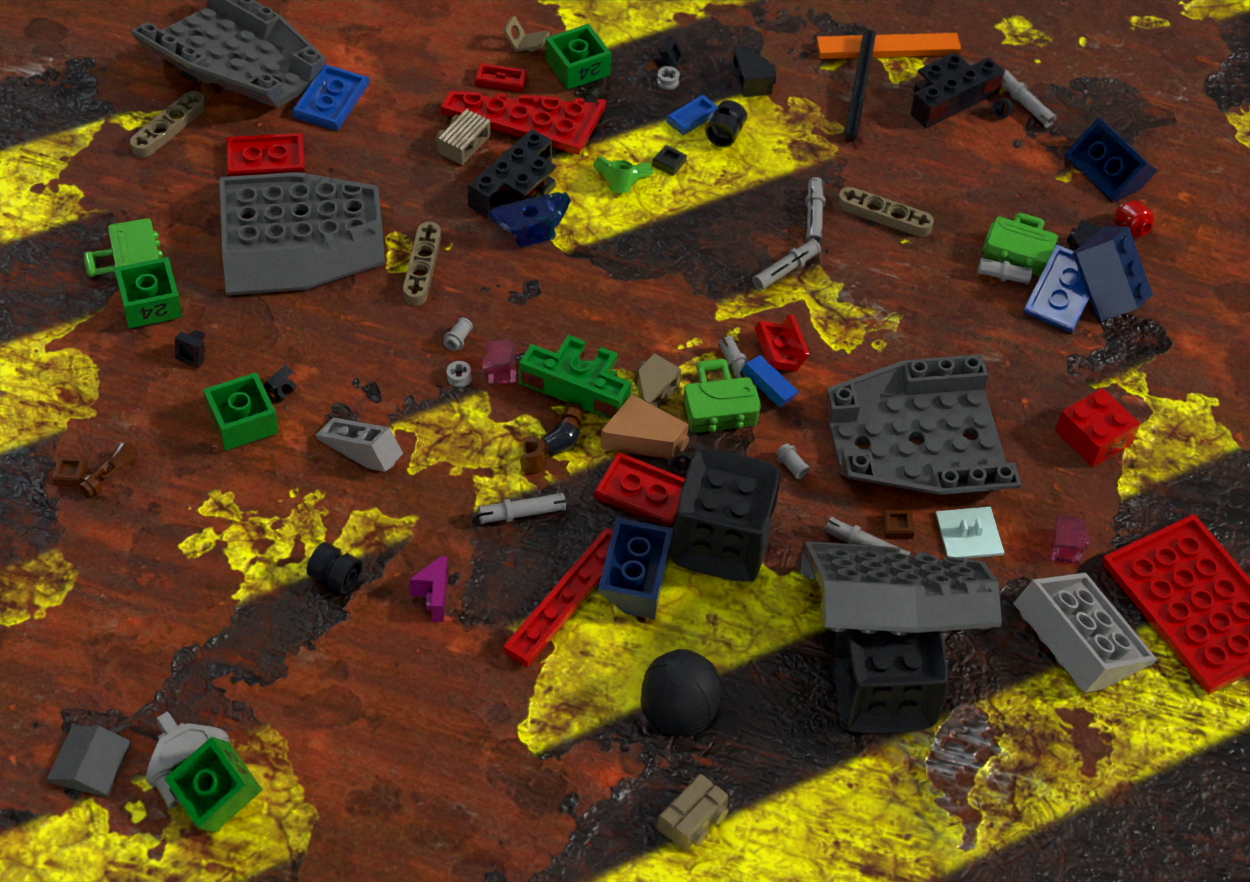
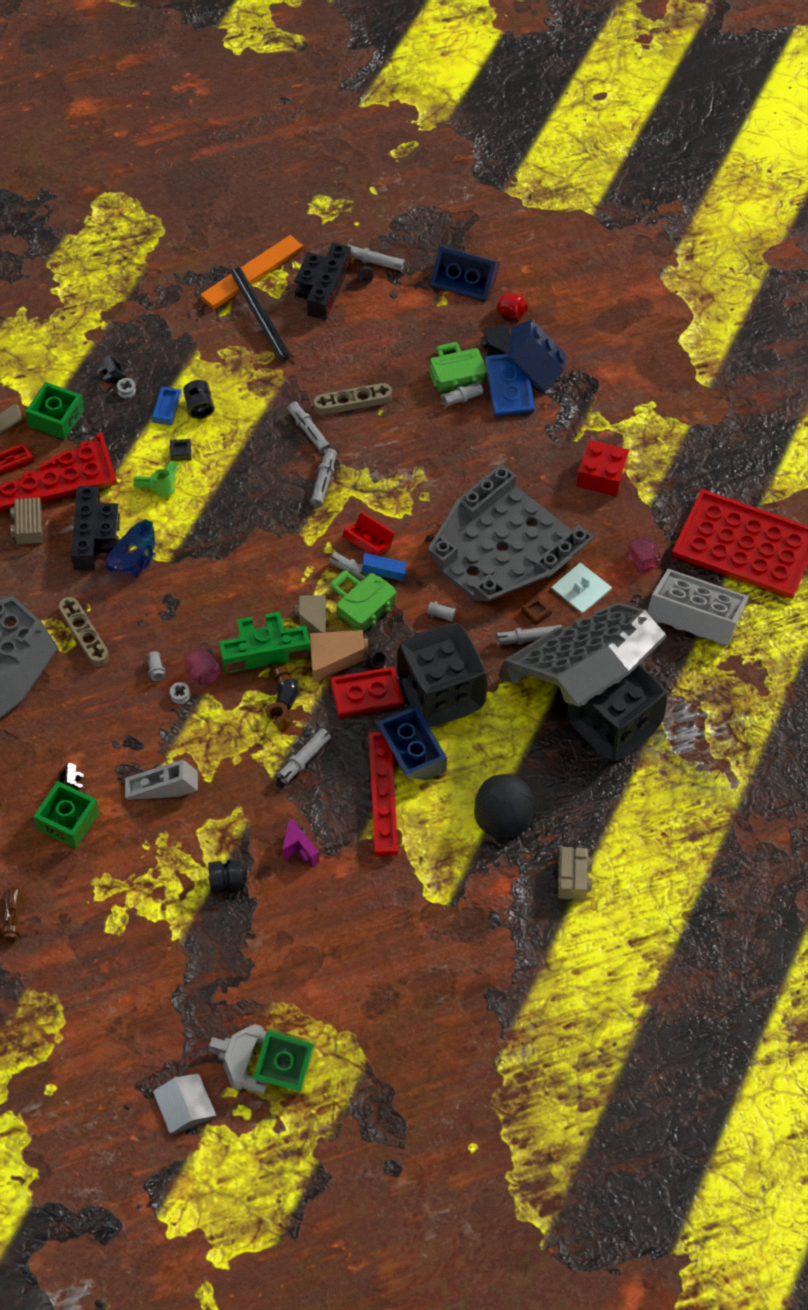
camera: 35 degrees left, 5 degrees up
(752, 73) = (181, 349): black slope -> none

